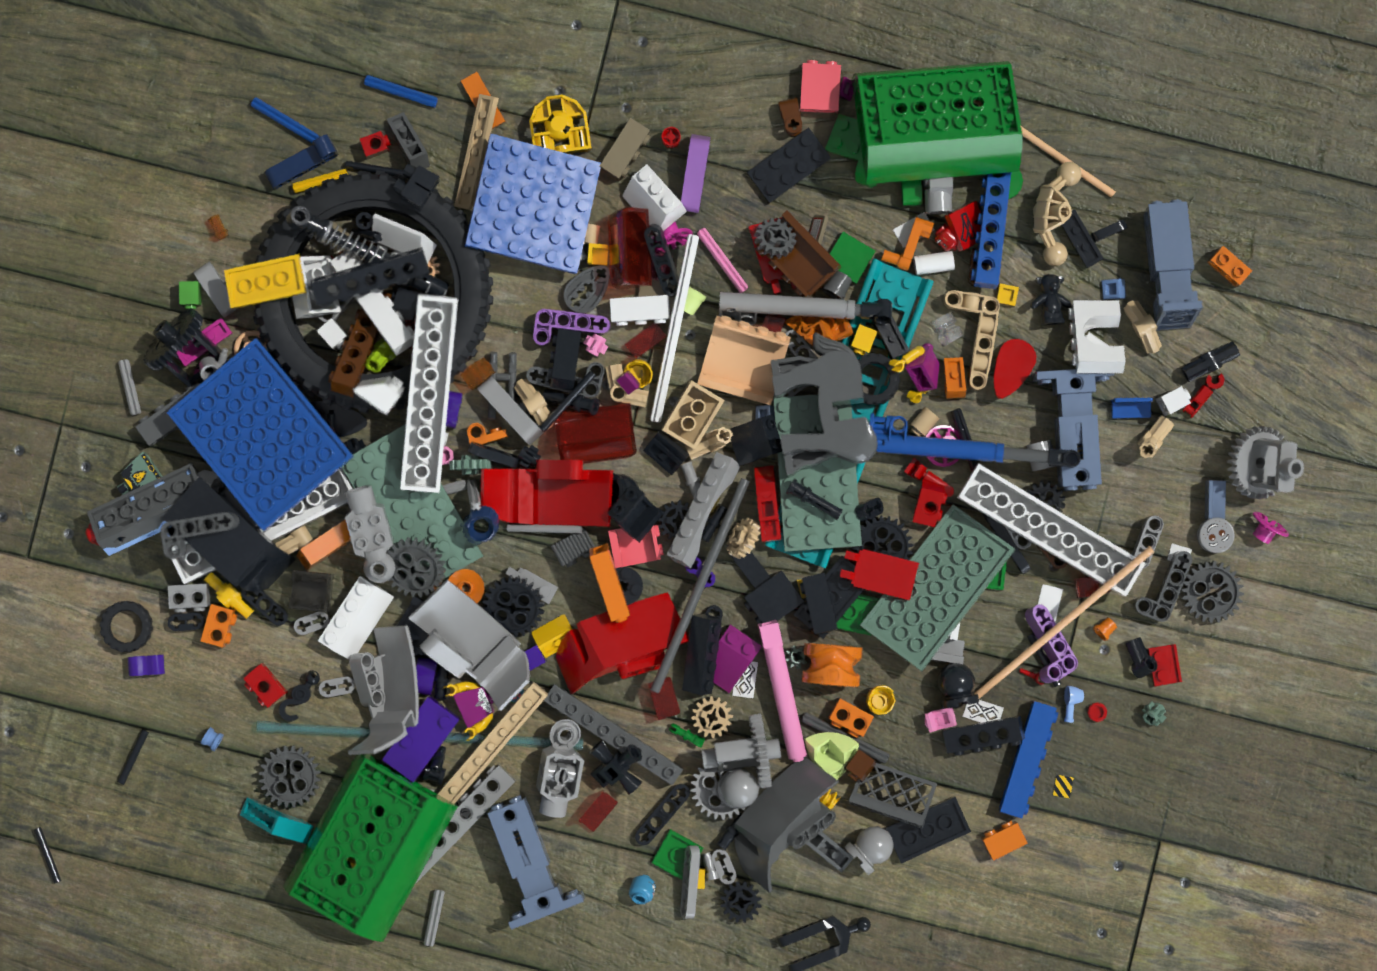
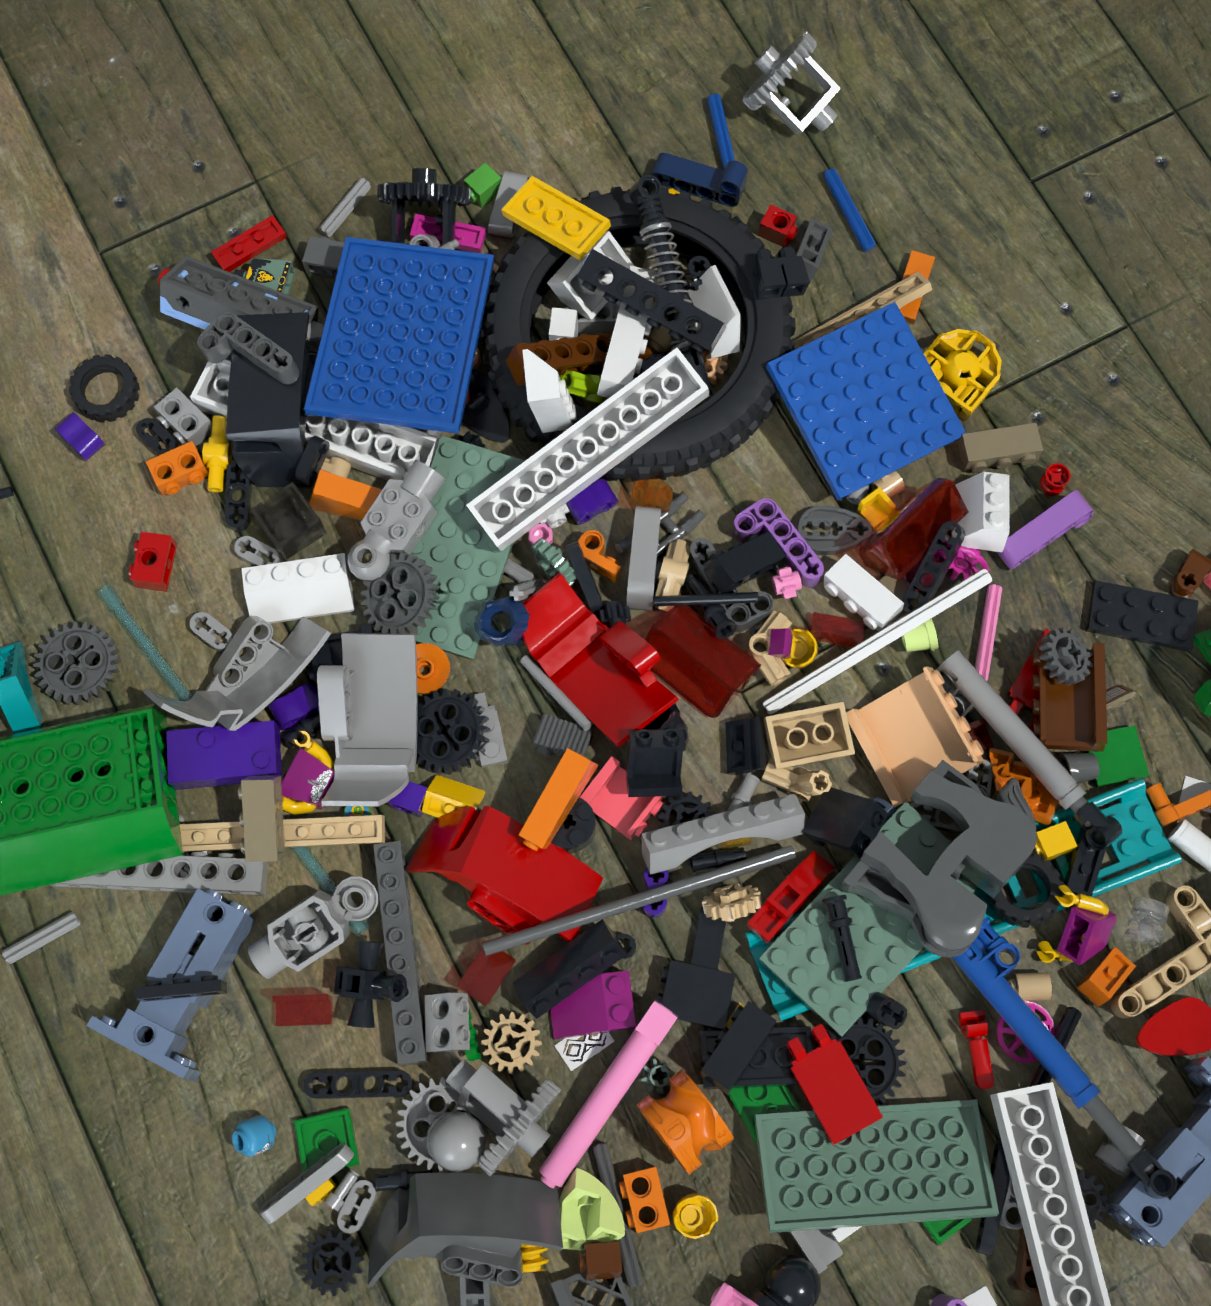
camera: 50 degrees right, 15 degrees down
(104, 465) = (249, 244): none -> red plate
(212, 739) = (54, 557): medium blue wheel -> none
(218, 227) = (566, 165): clear orange pin -> none
(279, 54) = (776, 68): none -> light grey piece
(288, 547) = (312, 460): none -> black beam
(300, 695) = (172, 603): black piece -> none
(435, 770) = (205, 798): black piece -> none
(478, 748) = (262, 818): none -> dark tan brick
(536, 864) = (181, 989): none -> black plate
(671, 742) = (447, 1022): none -> light grey brick
(927, 514) = (937, 1074): red brick -> none

